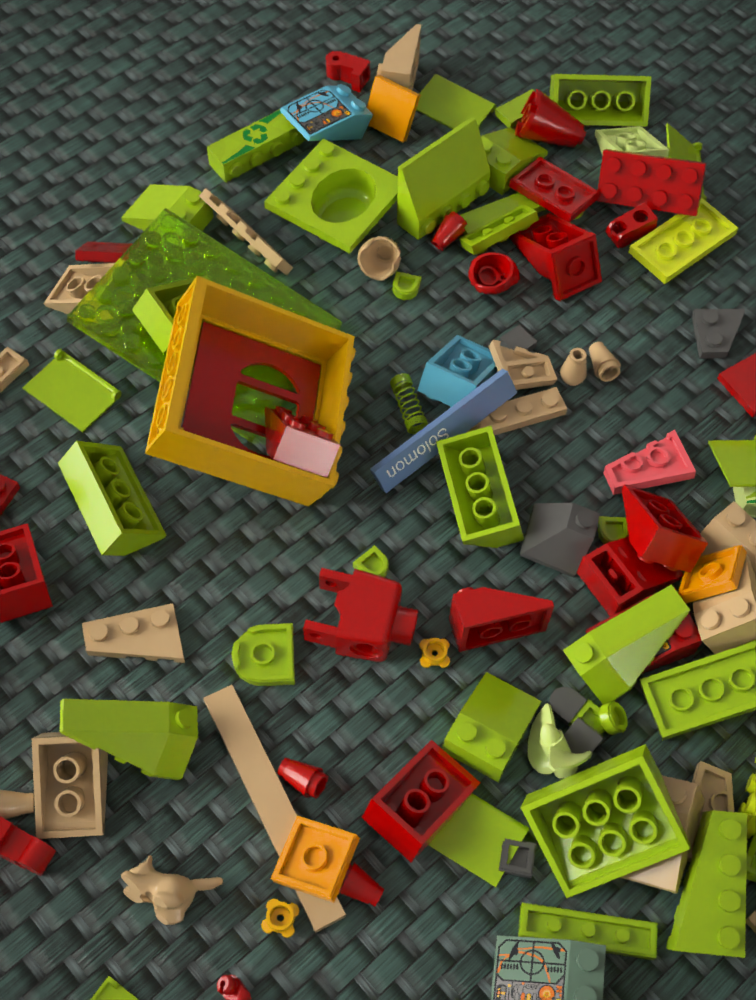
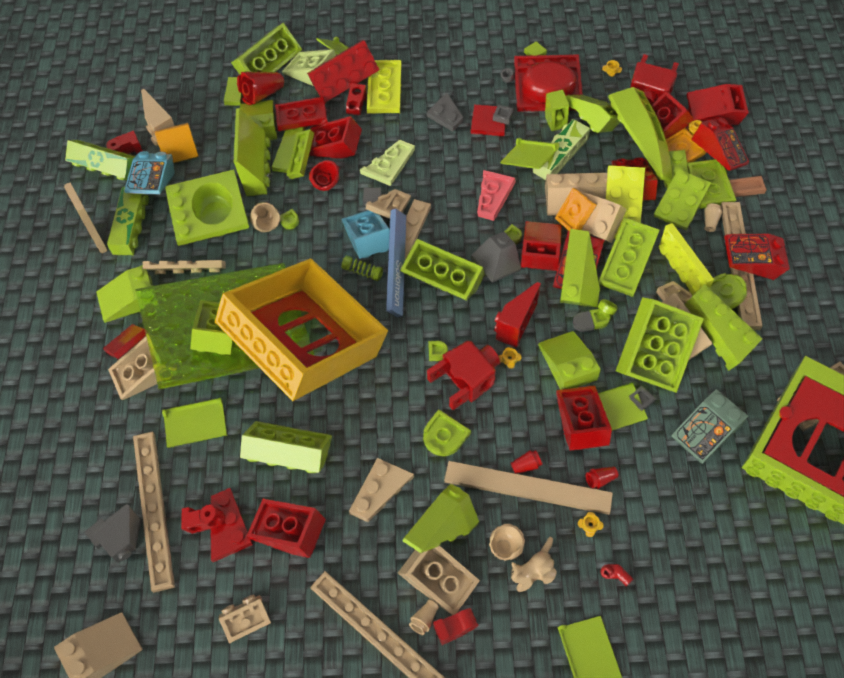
camera: 45 degrees left, 0 degrees up
(170, 828) = (507, 542): none -> tan hair
(210, 98) = (85, 218): none -> tan tile
(299, 441) = (348, 327): slope -> none
(305, 56) = (99, 158): none -> lime brick
(315, 858) = (576, 484): light orange tile -> none
(449, 230) = (278, 175): red cone -> none
(452, 103) = (201, 116): lime piece -> none
(549, 749) = (603, 343): yellowish green piece -> none
(574, 266) = (357, 138): red tile -> none
(574, 368) = (412, 183): tan cone -> none
(578, 327) = (389, 165): none -> yellowish green wing
(582, 737) = (607, 328): dark grey tile -> none
(604, 362) = (419, 169): tan cone -> none
(619, 934) = (686, 405): lime tile -> none
(661, 531) = (535, 214): red slope -> none

